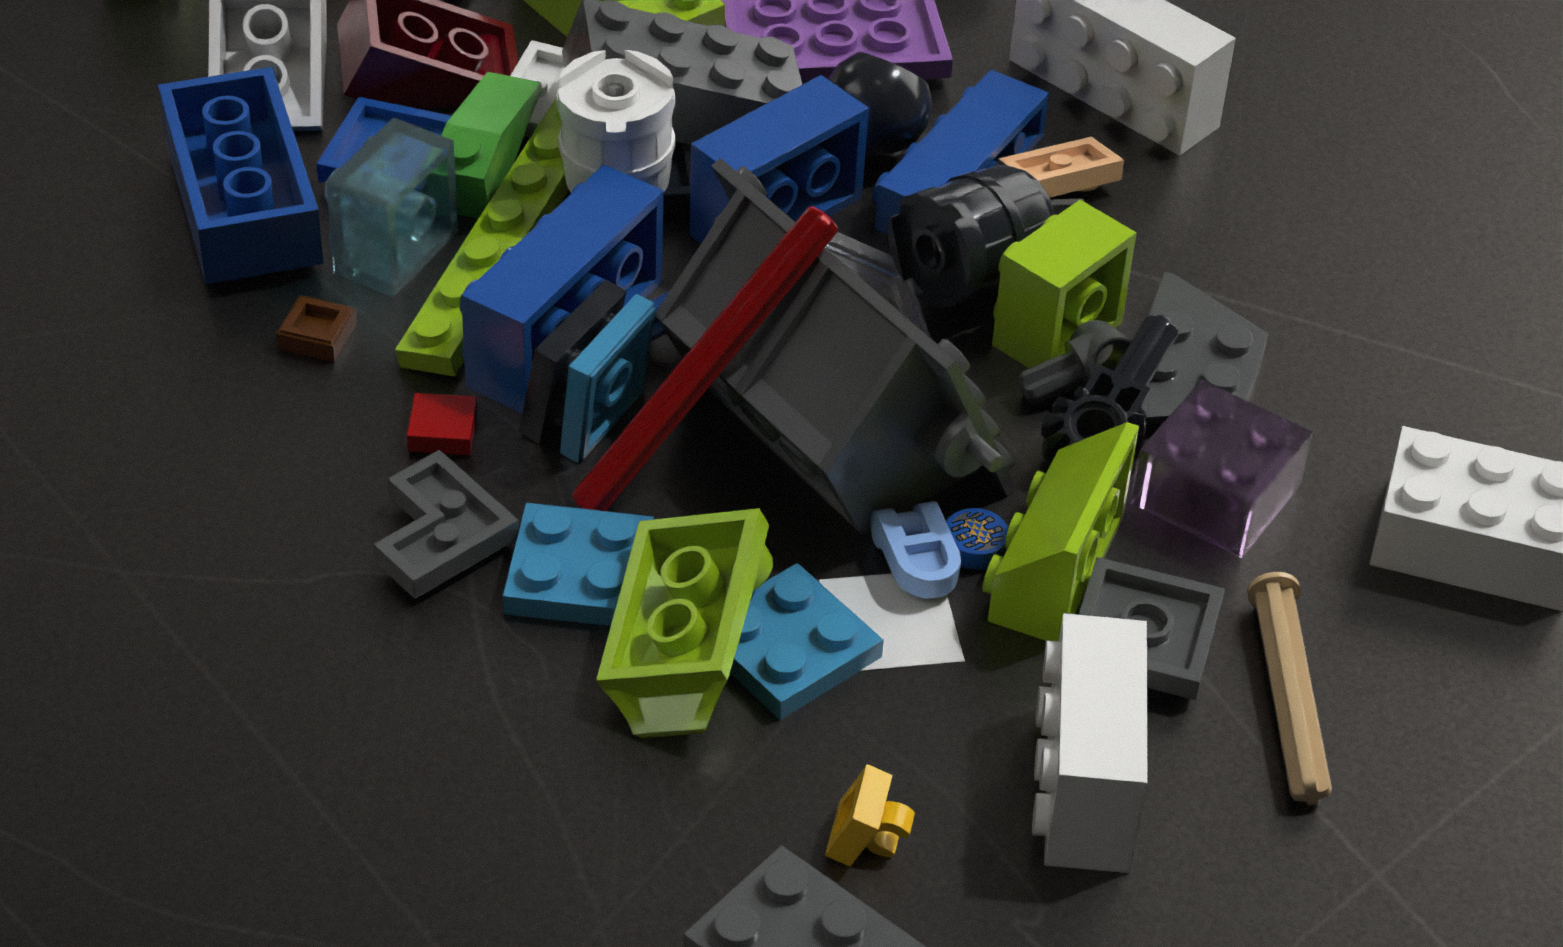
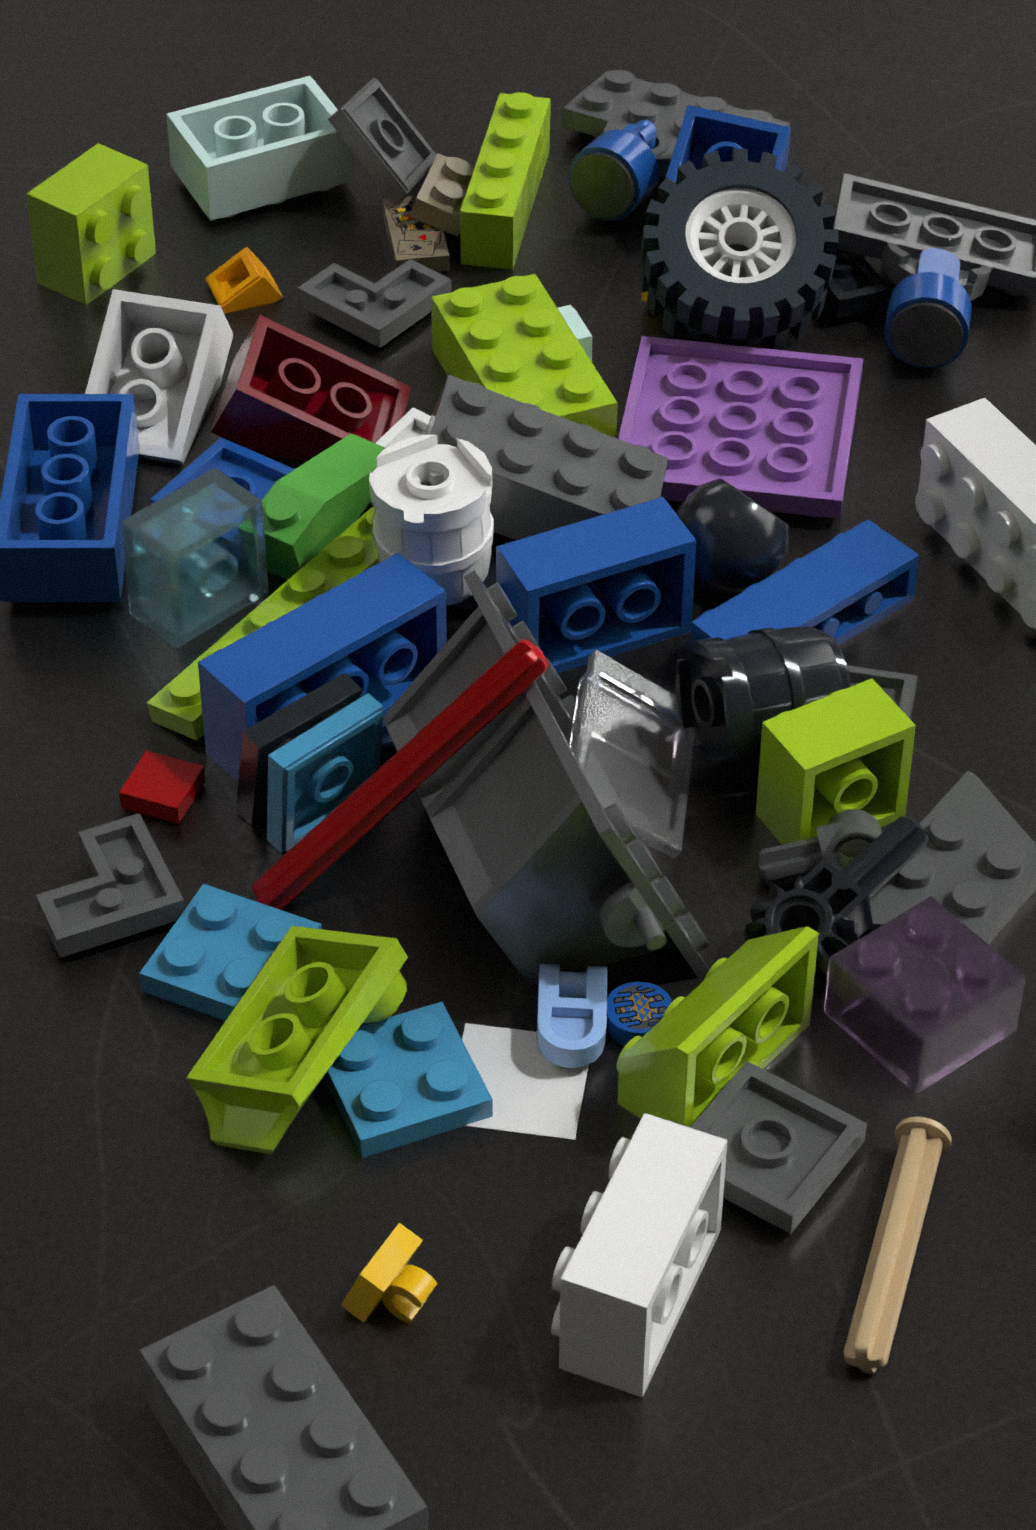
camera: 20 degrees right, 0 degrees up
(316, 328) = (86, 666): reddish brown tile -> none
(1069, 166) = (904, 639): light nougat plate -> none

